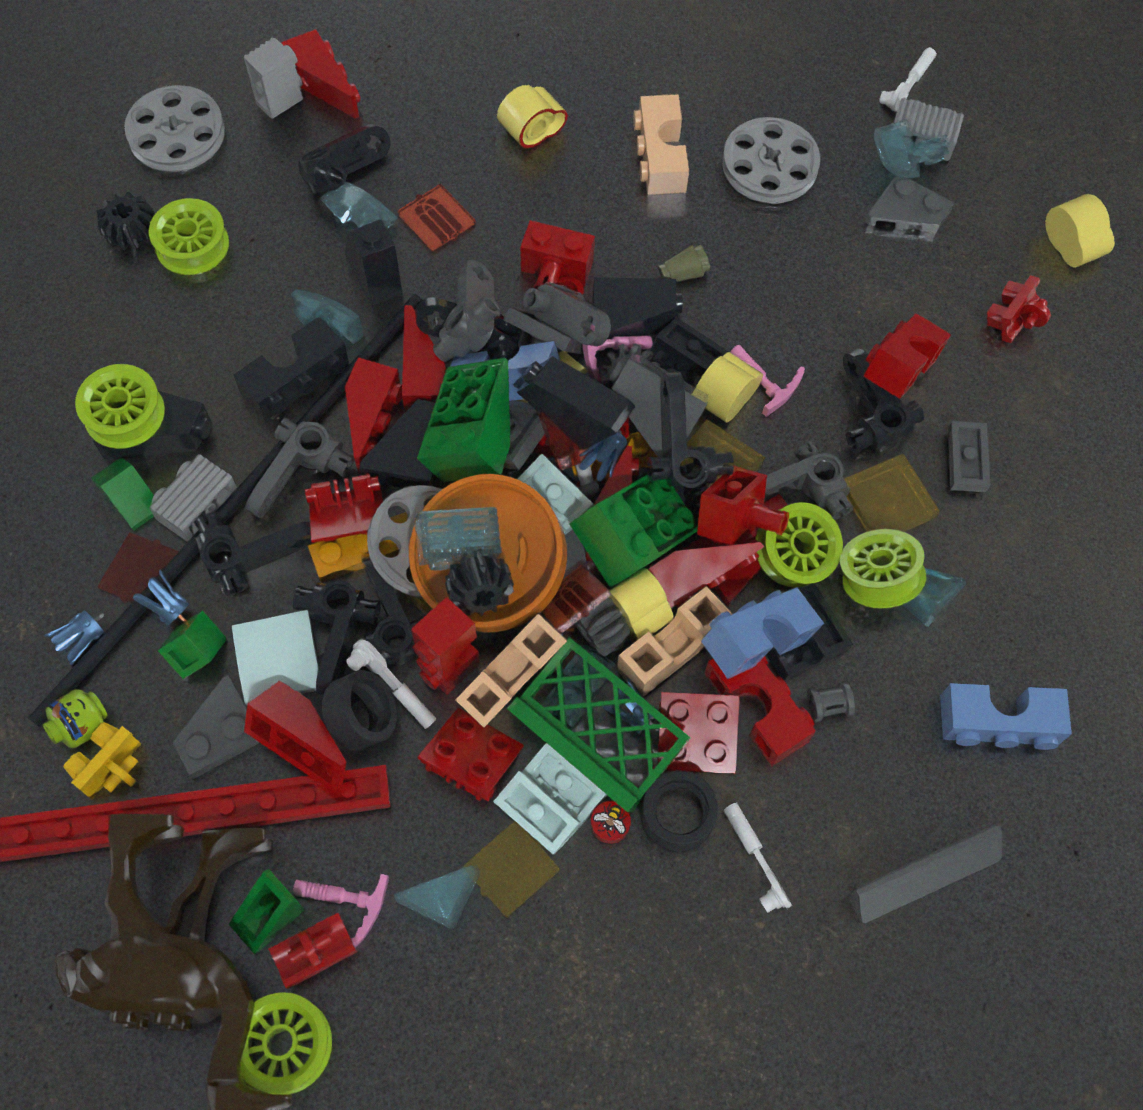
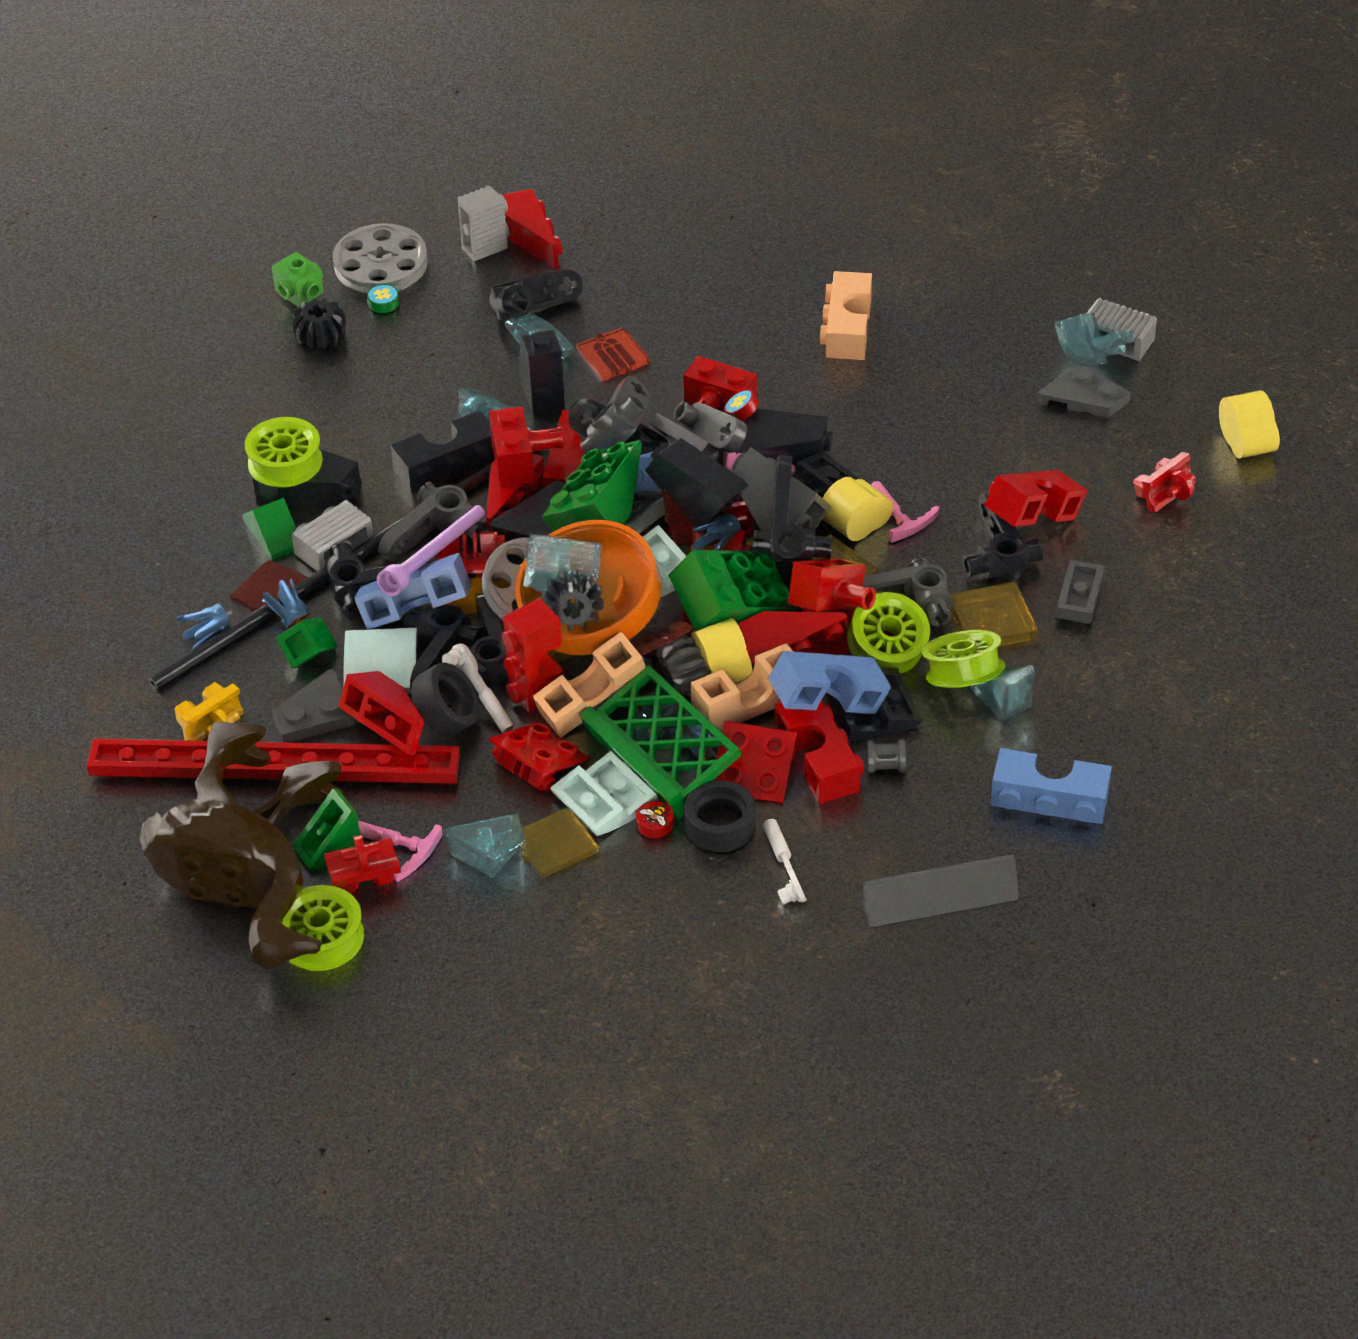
camera: 15 degrees right, 20 degrees down
(74, 718) = (189, 677): lime head -> none
(93, 169) = (297, 279): none -> bright green brick
(187, 177) = (383, 298): none -> tile
(189, 236) = (374, 342): lime wheel -> none
(268, 580) = (432, 583): none -> medium blue arch
(277, 571) = (396, 577): none -> lavender piece
(369, 365) = (515, 444): none -> red brick
(531, 115) = (724, 278): light yellow piece -> none
(588, 277) = (742, 404): none -> tile
(686, 265) = (845, 413): olive cone -> none
(767, 170) = (947, 347): light grey wedge -> none
(893, 98) = (1122, 287): white piece -> none

